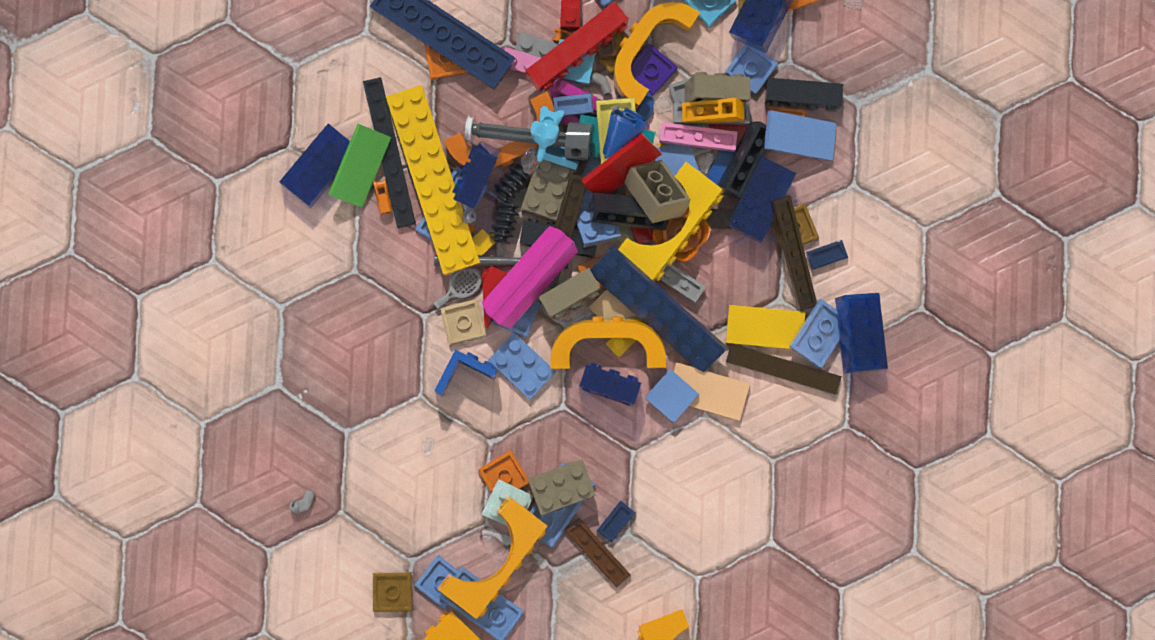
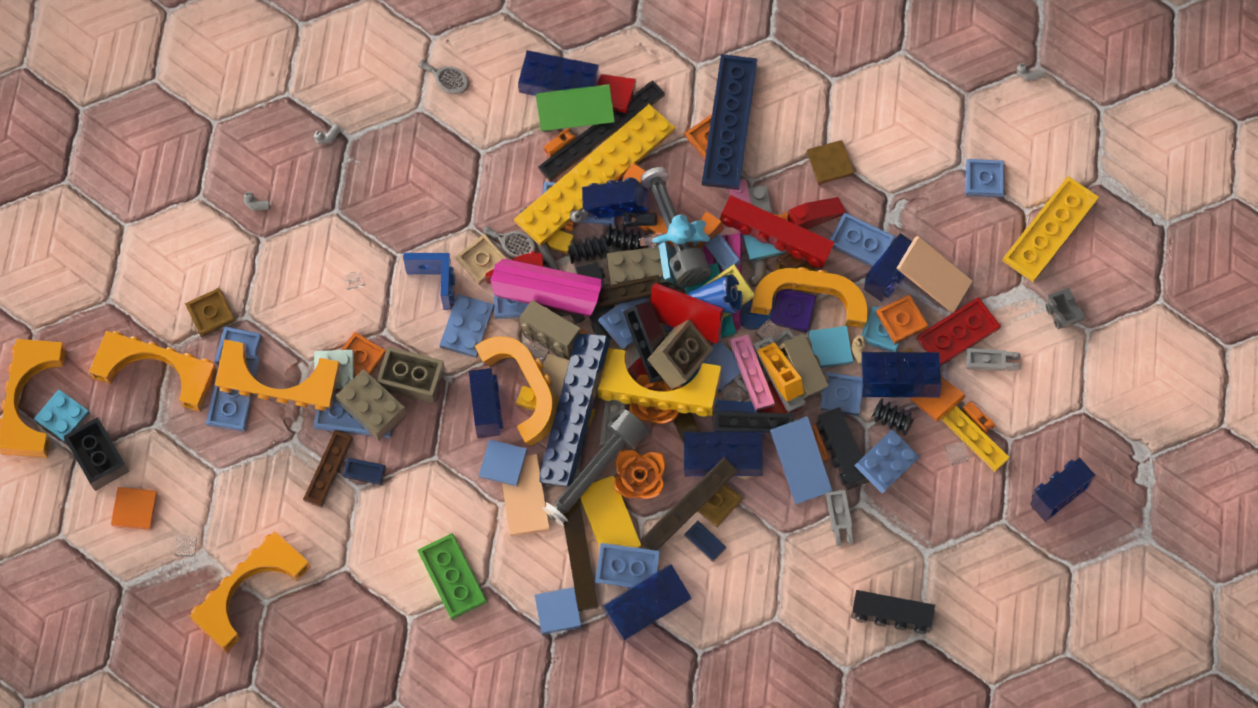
camera: 70 degrees right, 15 degrees down
(243, 280) = (438, 72): none -> light grey piece
(268, 407) = (329, 137): none -> light grey arm
(358, 113) = (621, 90): none -> red tile
(505, 159) = (642, 219): none -> black bar
(549, 438) = (411, 374): none -> dark tan brick
(701, 274) = (627, 432): none -> dark grey piece
(702, 54) = (831, 346): none -> medium azure tile
(716, 32) = (858, 347): none -> tan arm
(738, 267) = (629, 464): none -> orange brick
(751, 489) = (452, 576): none -> bright green tile
(796, 35) = (893, 417): none -> black piece
(827, 412) = (557, 611): none -> medium blue tile
(835, 62) = (887, 461): none -> medium blue plate
(861, 128) = (839, 515): none -> light grey hinge
(969, 127) = (893, 611): none -> black brick

